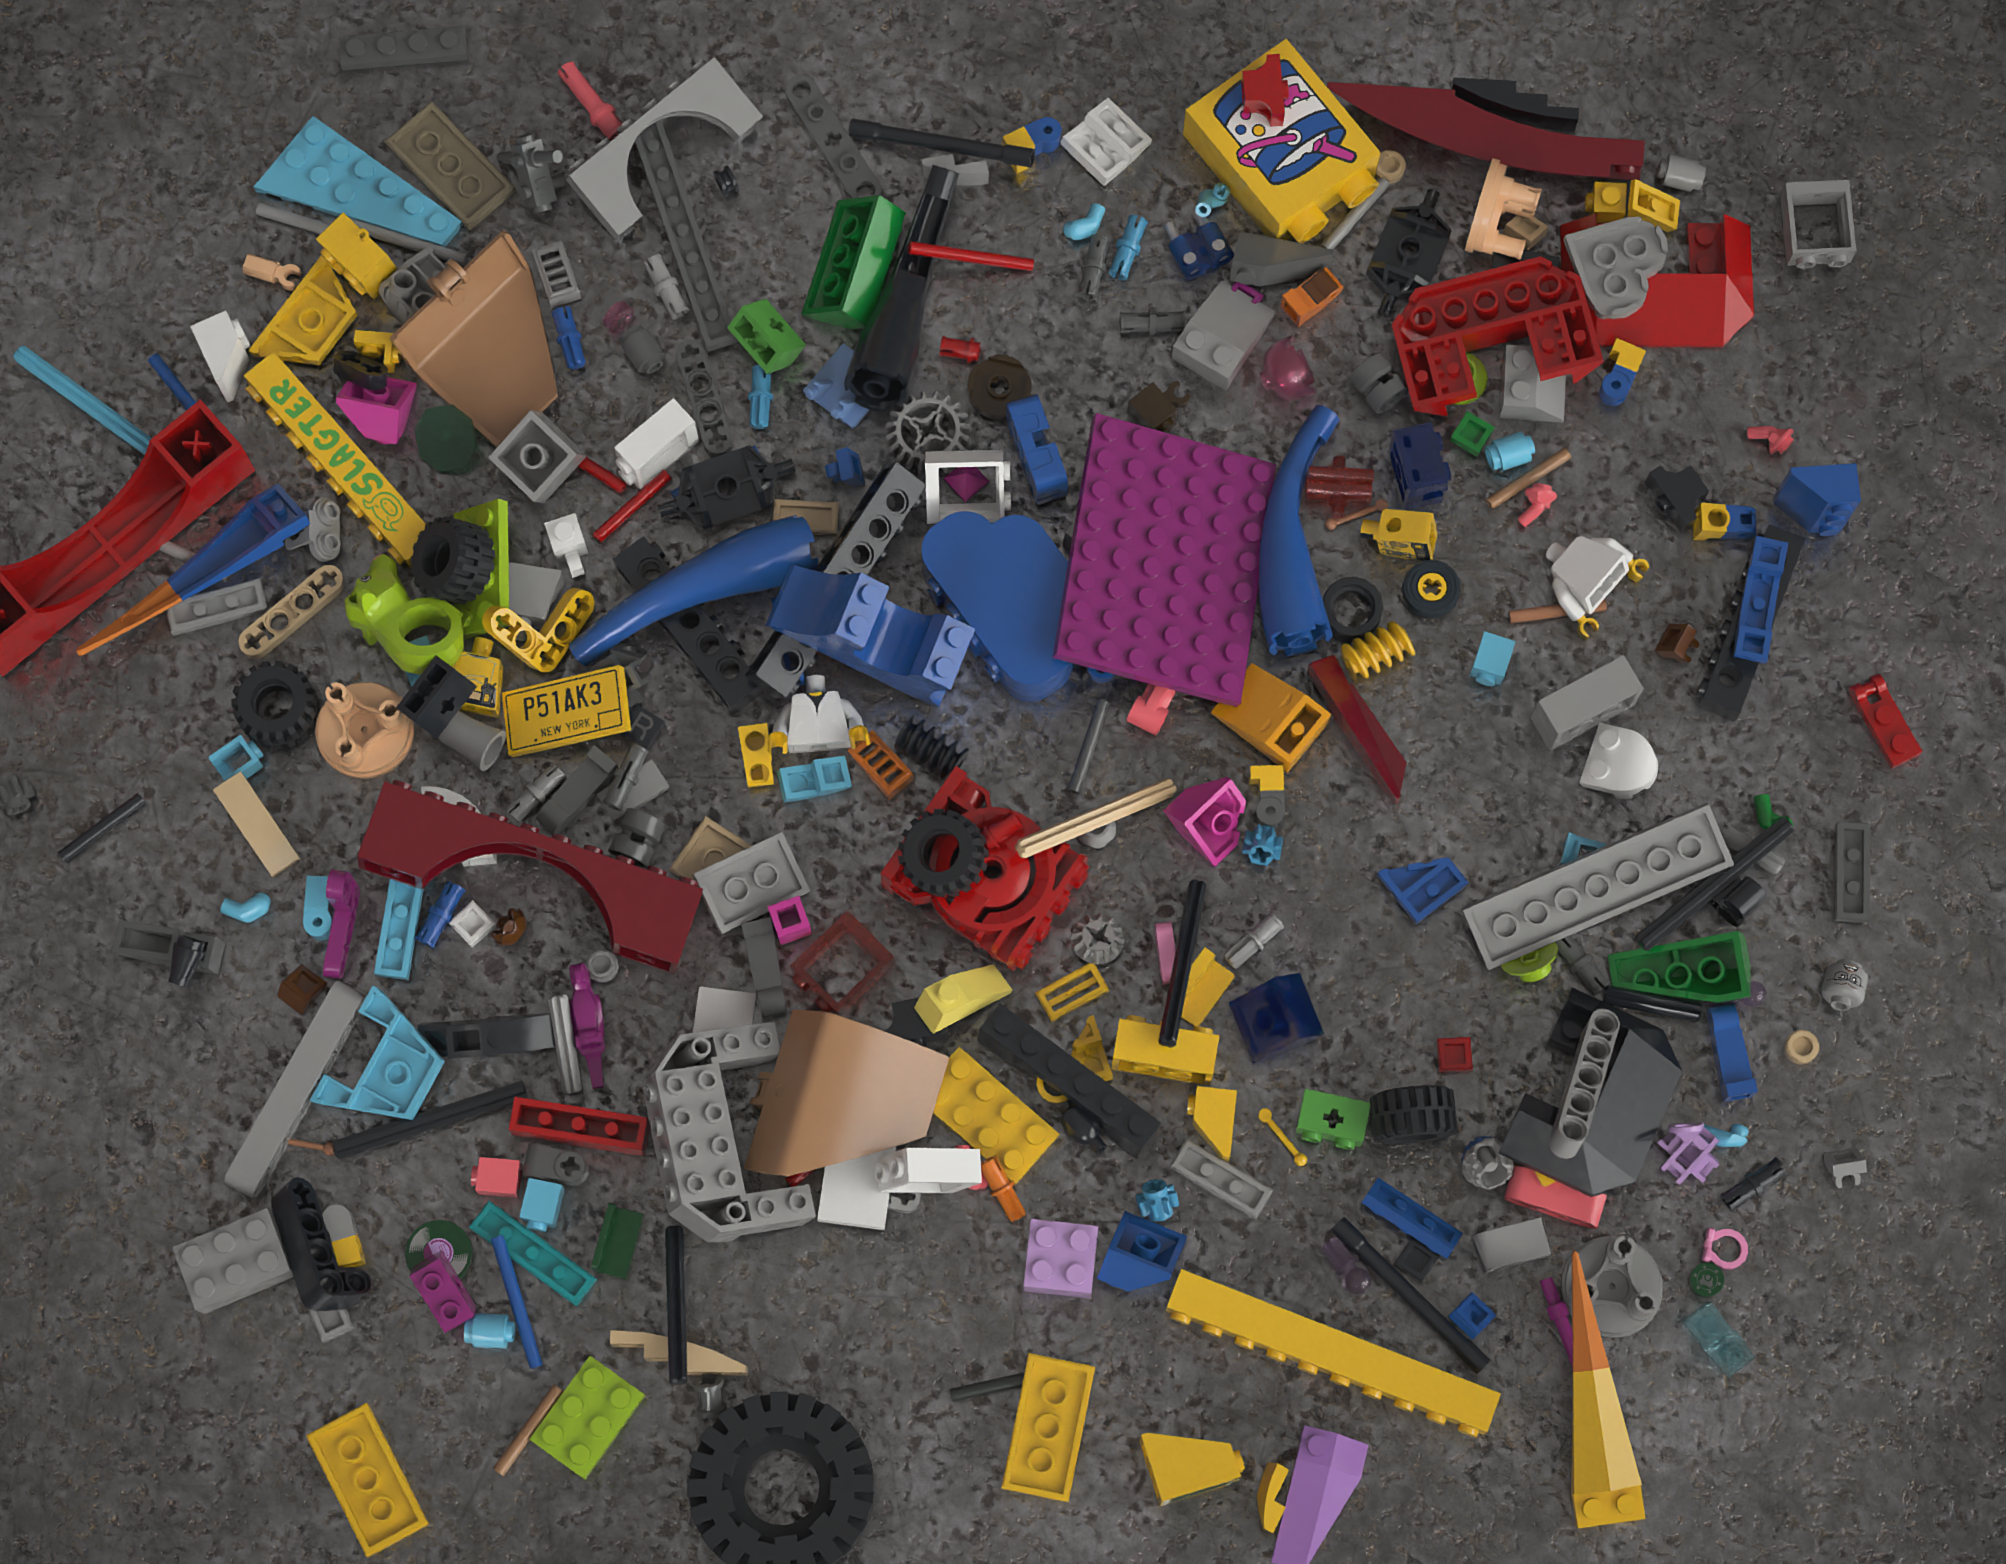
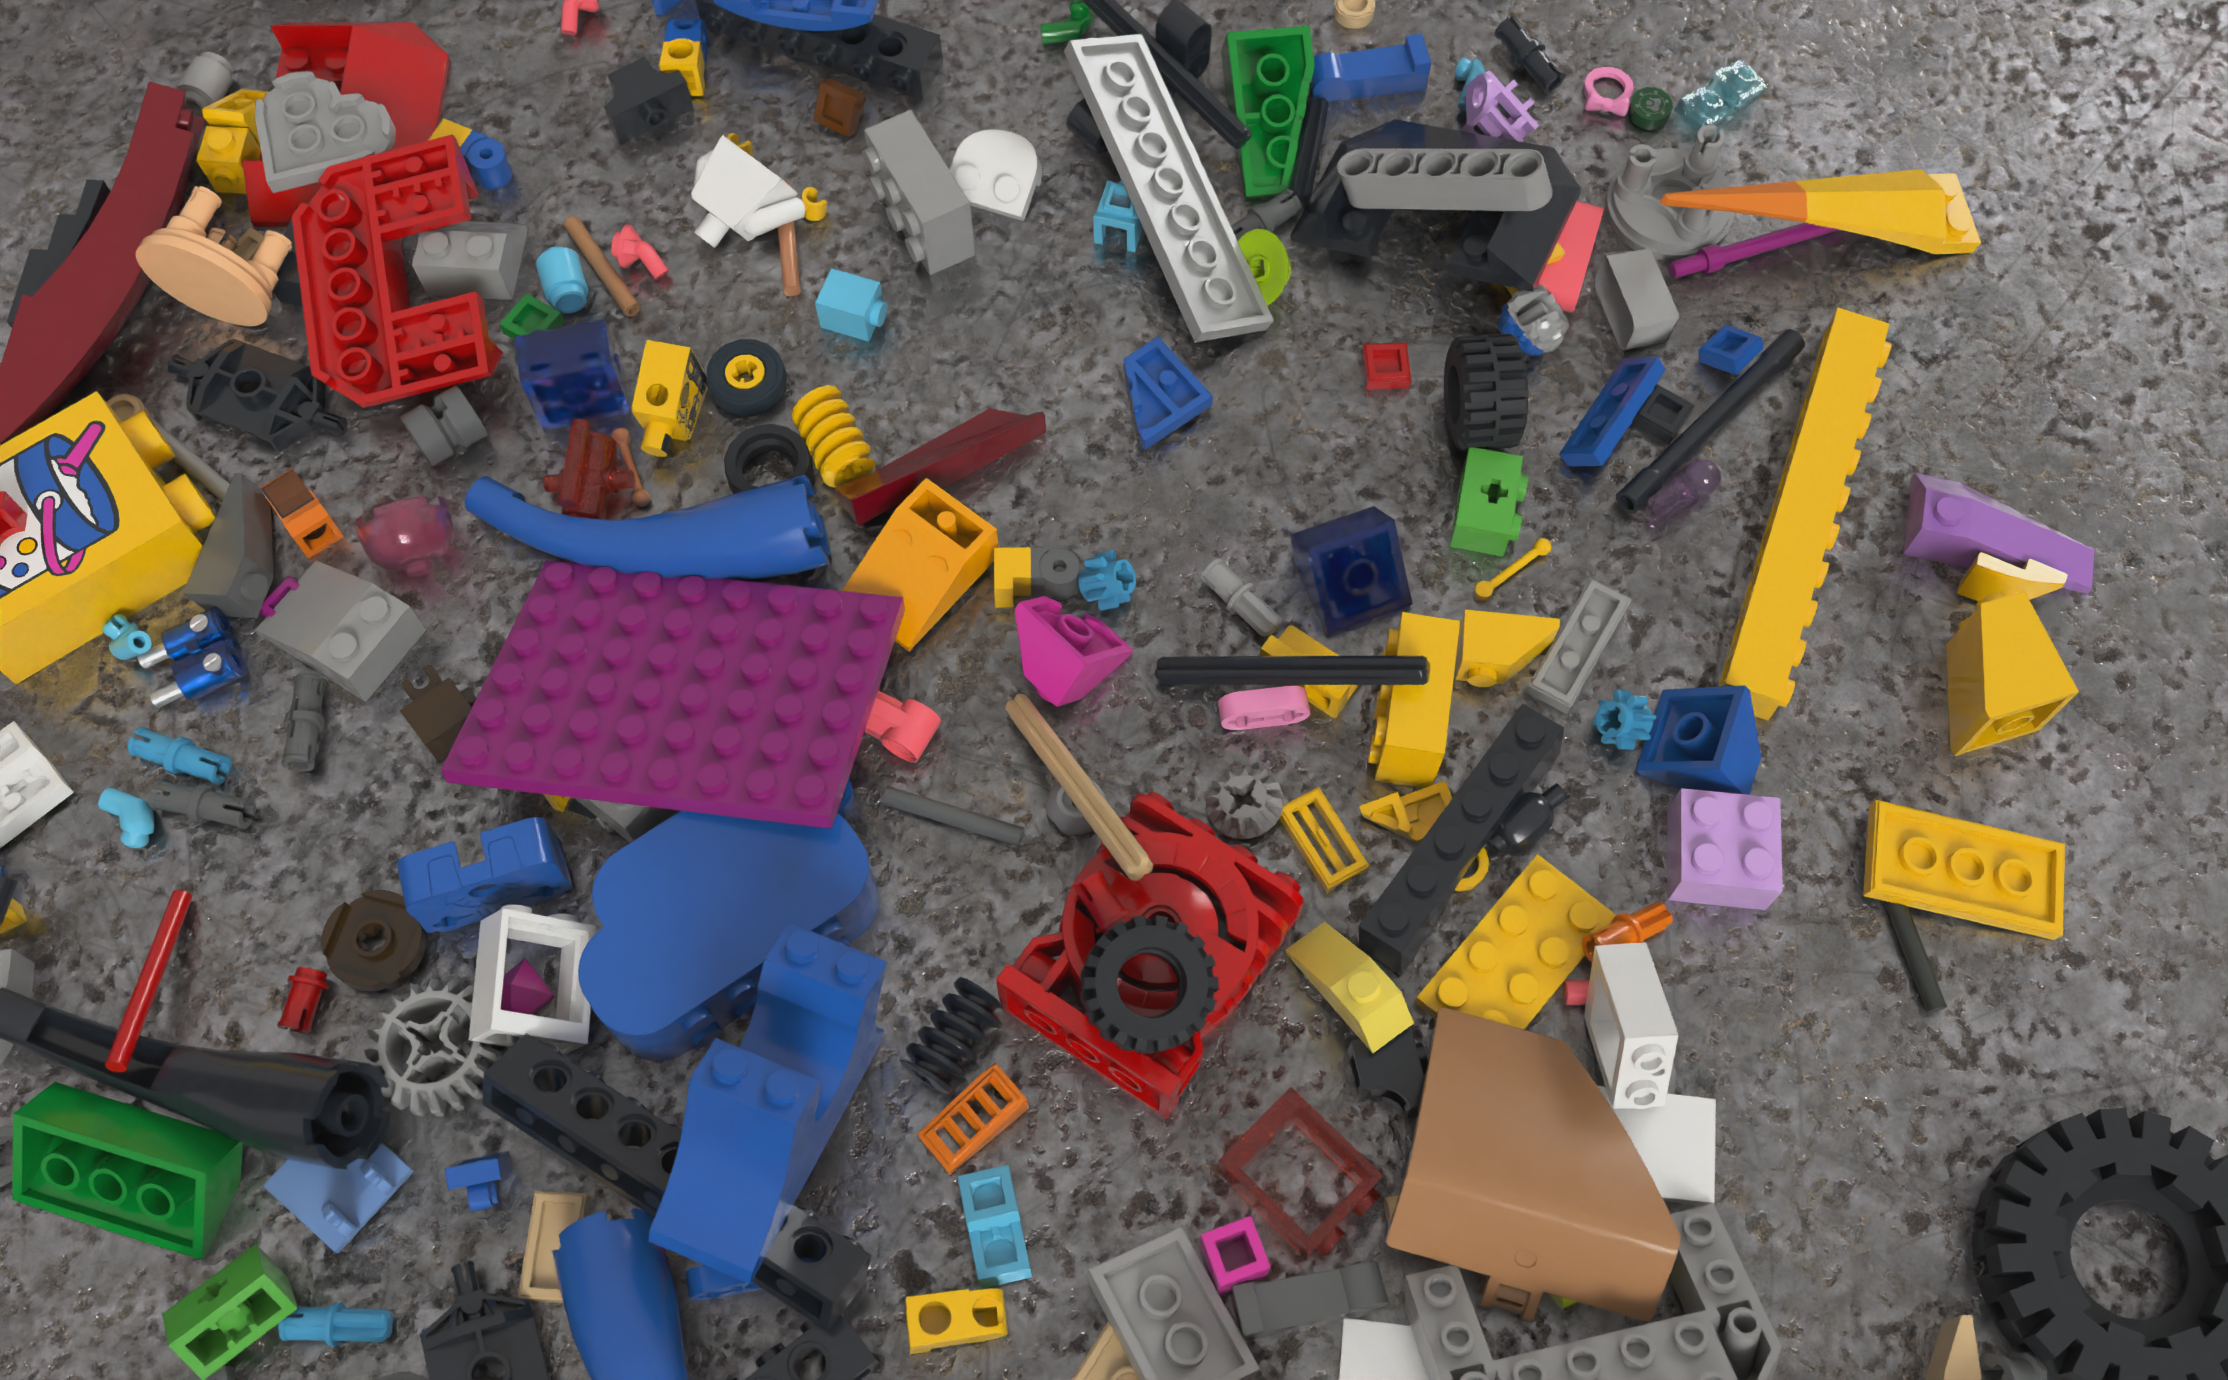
camera: 90 degrees left, 10 degrees down
(817, 722) = (904, 1215): white torso -> none

